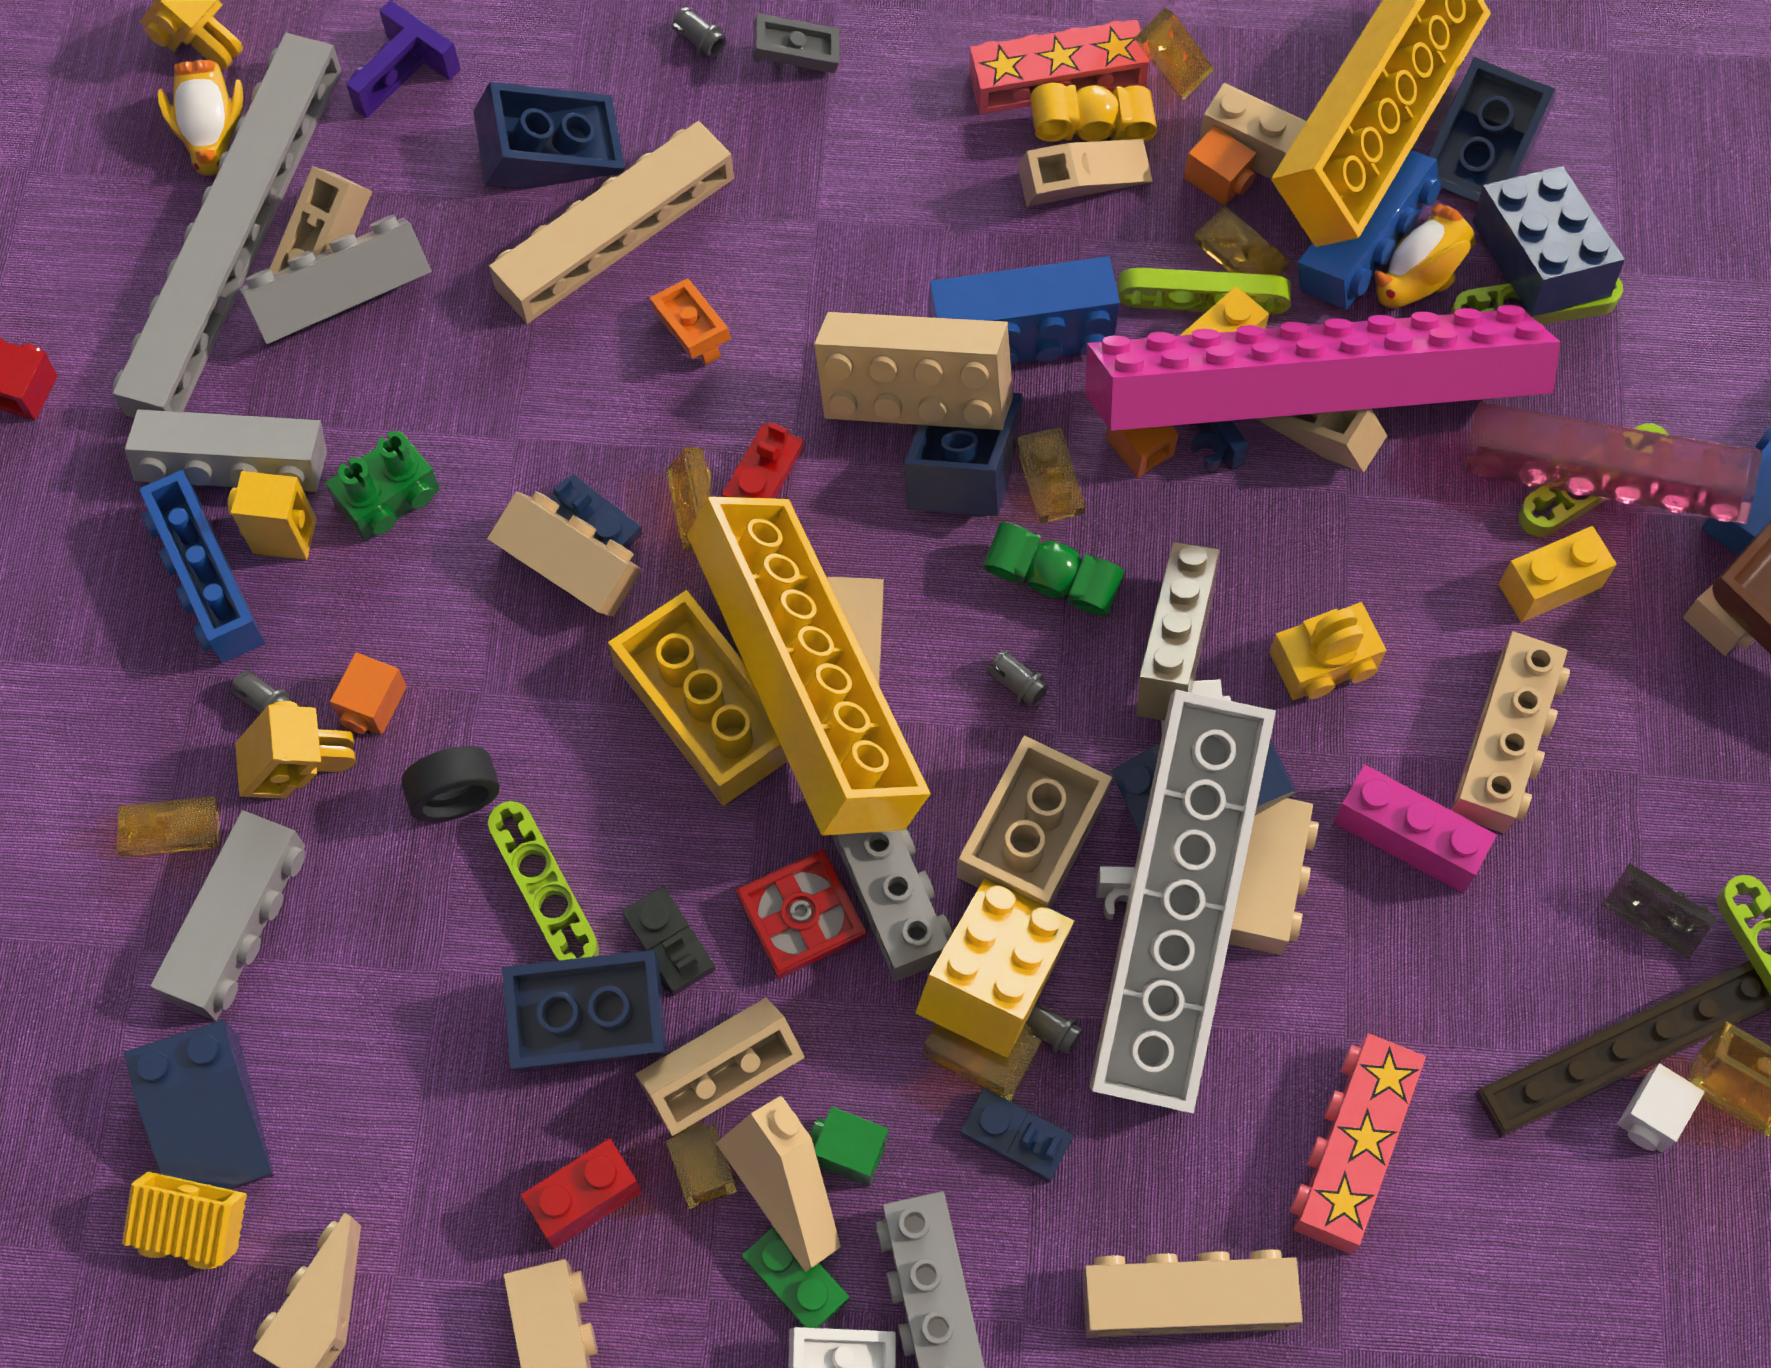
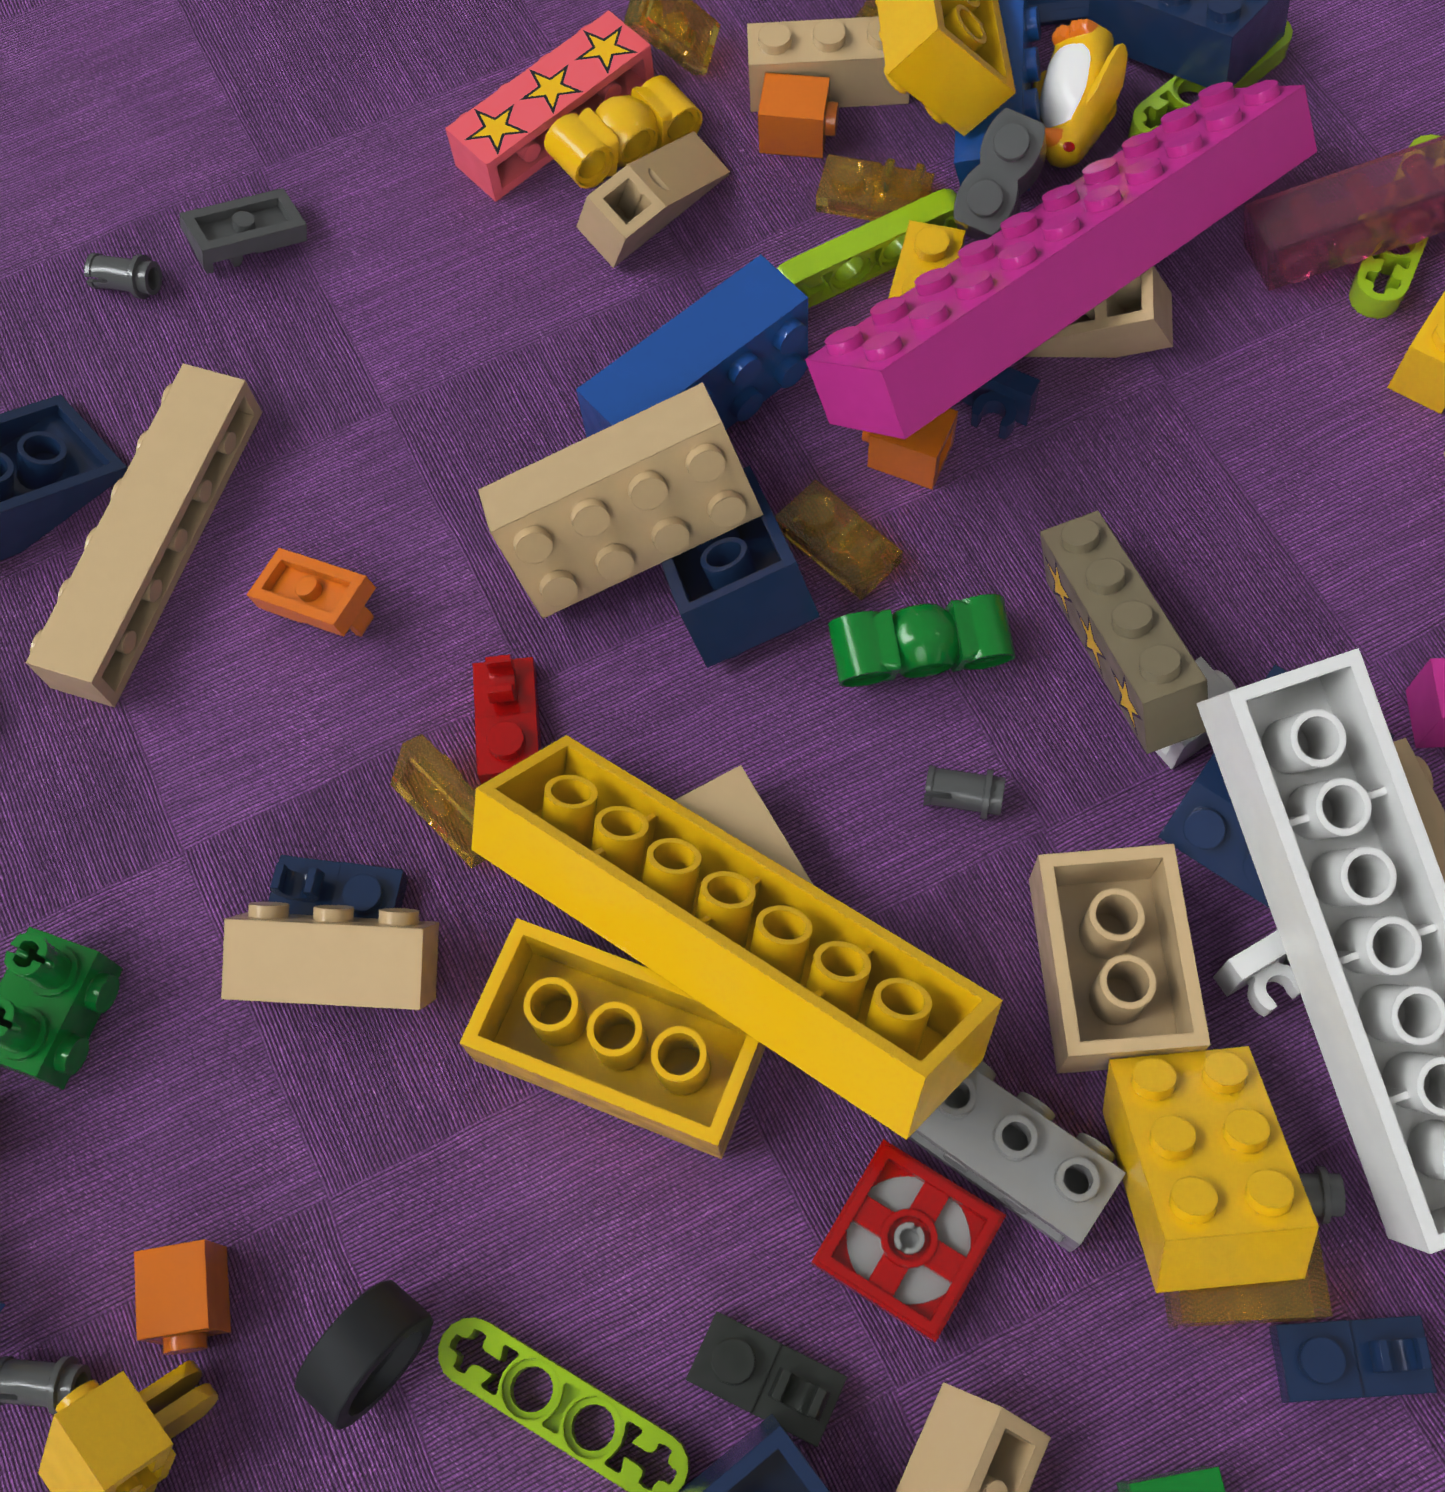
camera: 25 degrees left, 0 degrees up
(1320, 285) = (1008, 166): none -> dark grey brick
(1327, 652) = (1280, 558): yellow brick -> none

